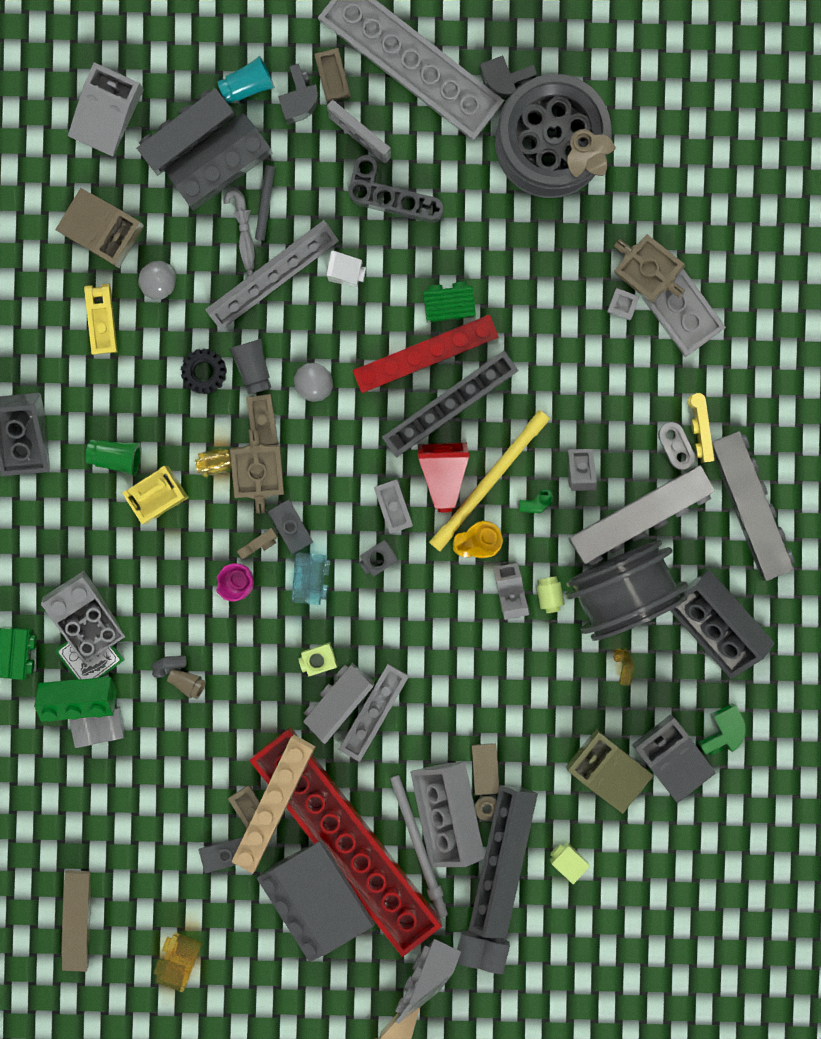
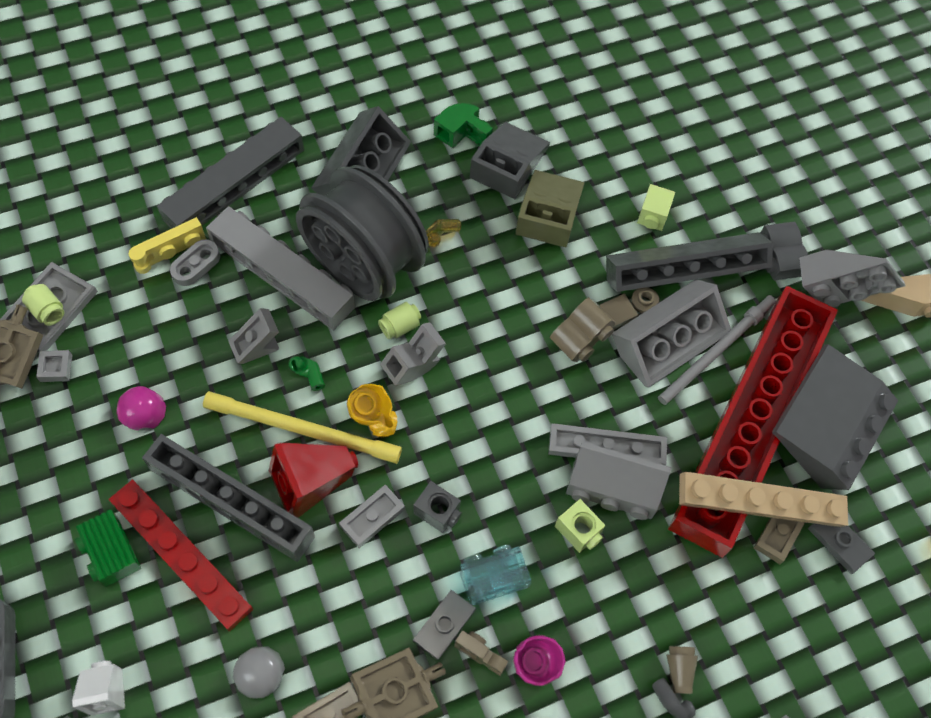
camera: 115 degrees left, 25 degrees down
(476, 739) = (583, 330): none -> dark tan brick
(557, 361) = (140, 408): none -> dark pink hair
(679, 310) = (43, 304): none -> yellowish green brick

